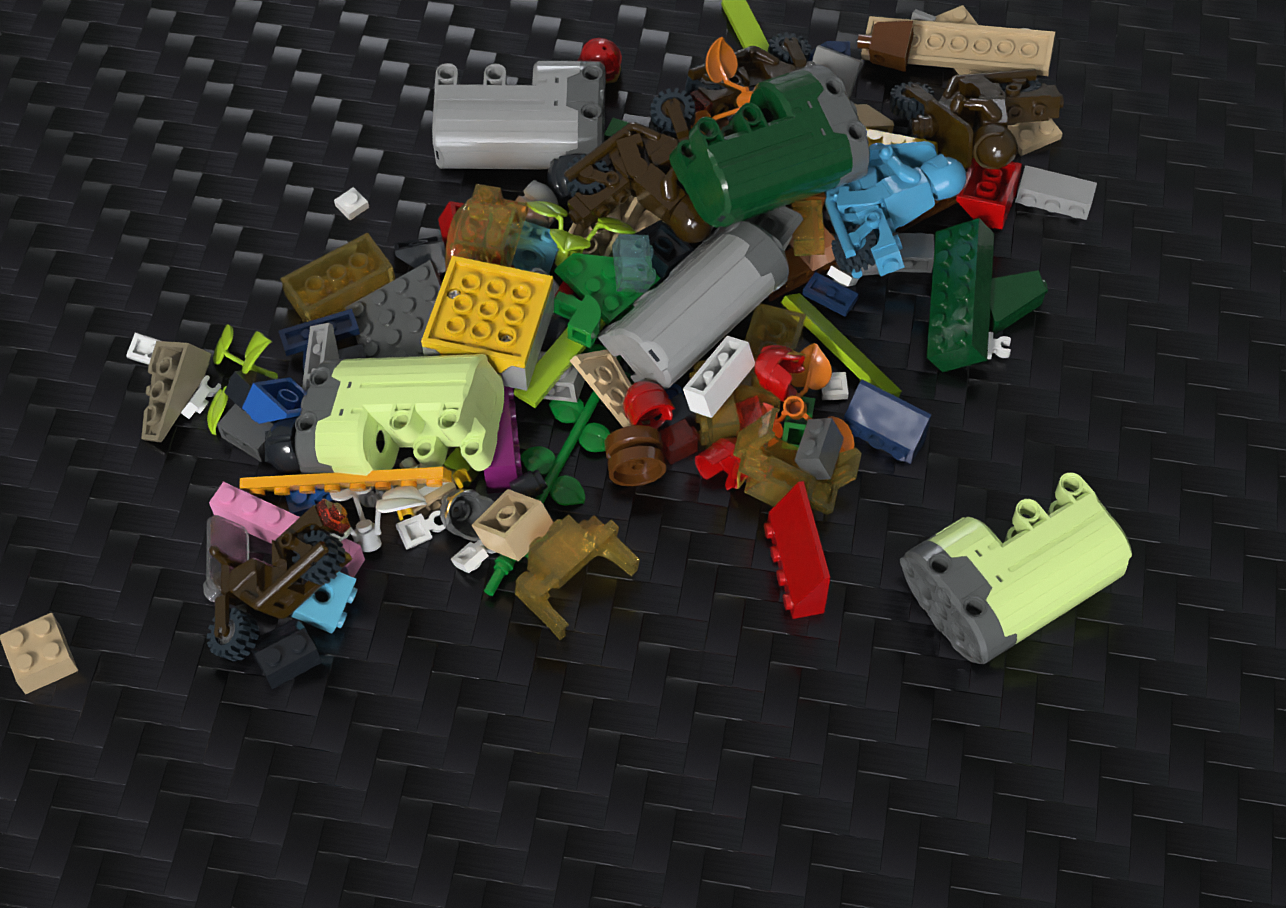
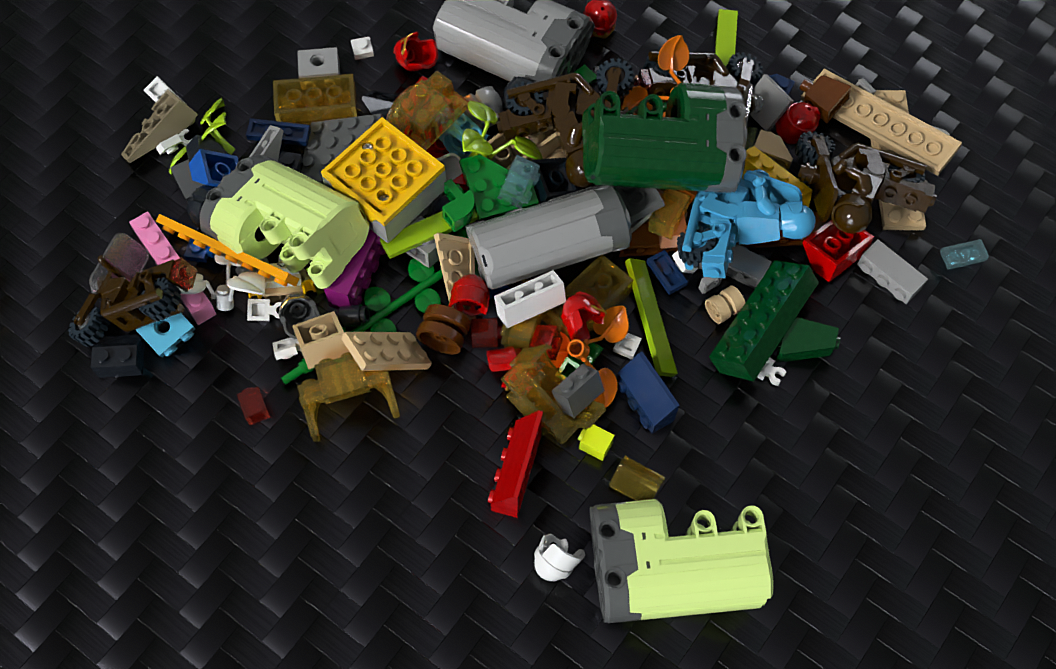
camera: 25 degrees right, 5 degrees up
(316, 239) = (318, 62): none -> light grey brick
(421, 183) = (416, 53): none -> red helmet
(472, 632) = (253, 405): none -> clear red brick
(592, 502) = (386, 351): none -> tan plate
(861, 497) = (595, 441): none -> neon yellow brick
(875, 82) = (797, 120): none -> red helmet
(880, 285) = (708, 283): none -> light grey tile
(895, 632) = (553, 561): none -> white helmet
(910, 299) = (723, 305): none -> tan wheel
(924, 516) = (636, 480): none -> clear yellow panel
(1115, 144) = (964, 254): none -> clear light blue plate

